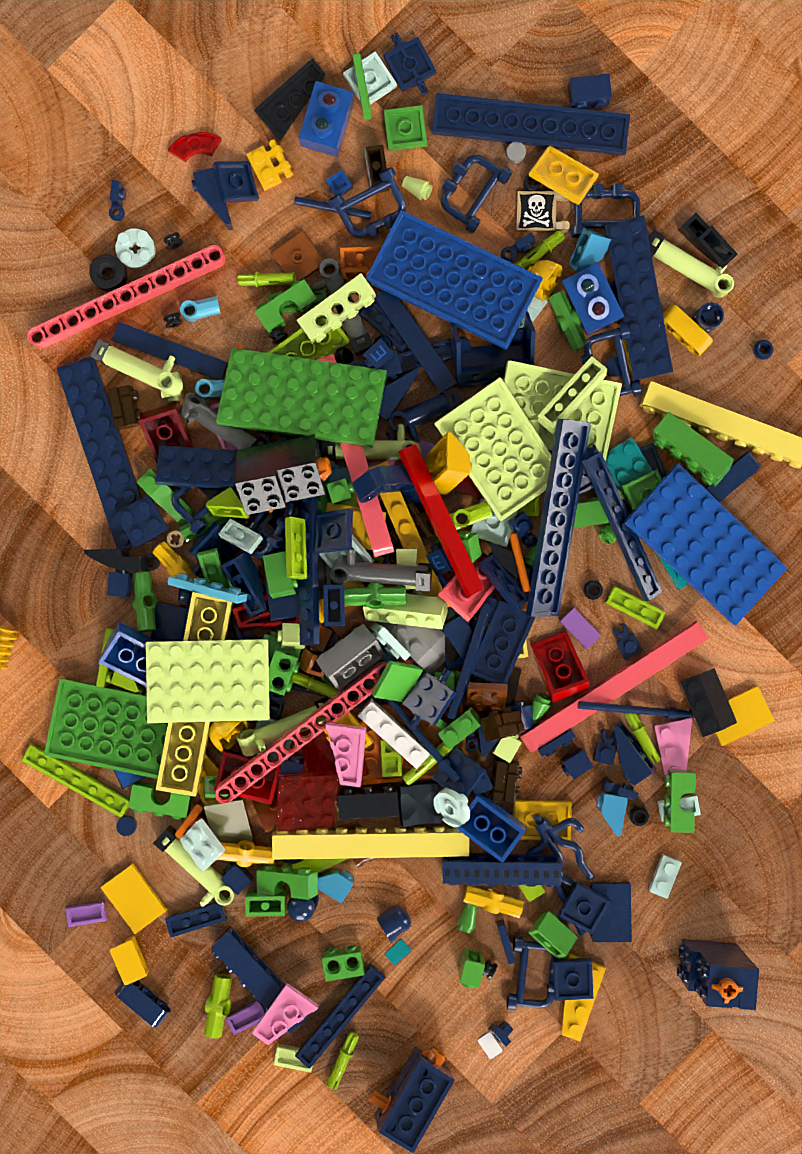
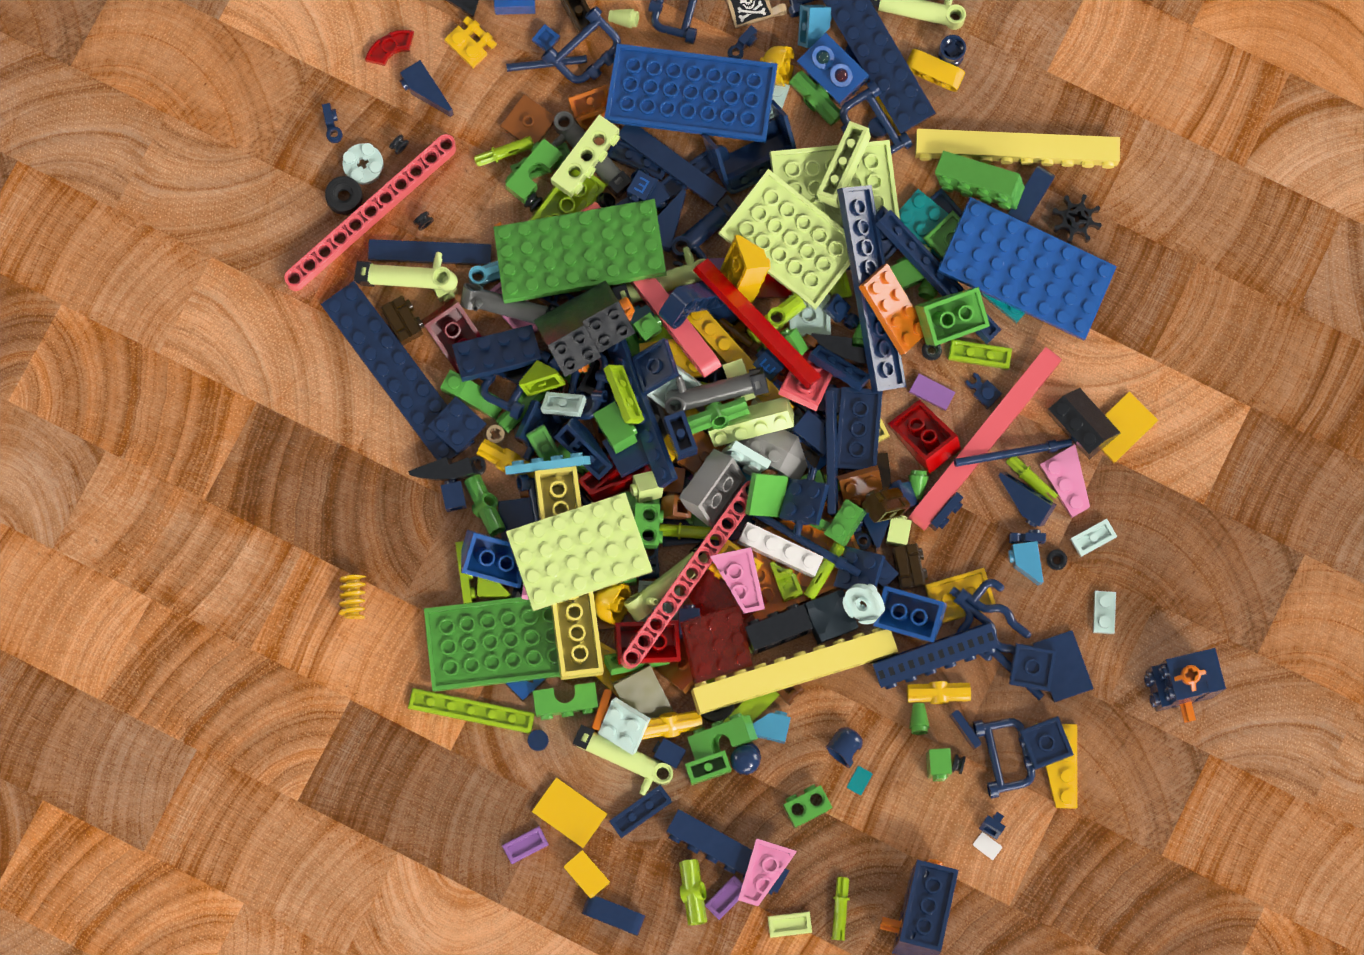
camera: 20 degrees left, 10 degrees down
(203, 308) = (449, 199): medium azure piece -> none
(235, 181) = (443, 68): dark blue tile -> none
(340, 1016) = (822, 863): dark blue tile -> none
(520, 562) = (849, 343): orange bar -> none
(532, 892) = (974, 669): lime tile -> none
(542, 249) = (769, 34): lime axle -> none
(553, 934) = (1010, 705): bright green brick -> none
(571, 544) = (892, 308): none -> orange plate
(576, 764) = (974, 526): dark blue brick -> none
(604, 750) = (999, 506): dark blue plate -> none
(622, 569) = (952, 316): none -> bright green slope
(679, 783) = (1093, 544): bright green arch -> none
(768, 349) = (1017, 59): dark blue plate -> none
(774, 511) = (1068, 219): none -> black gear

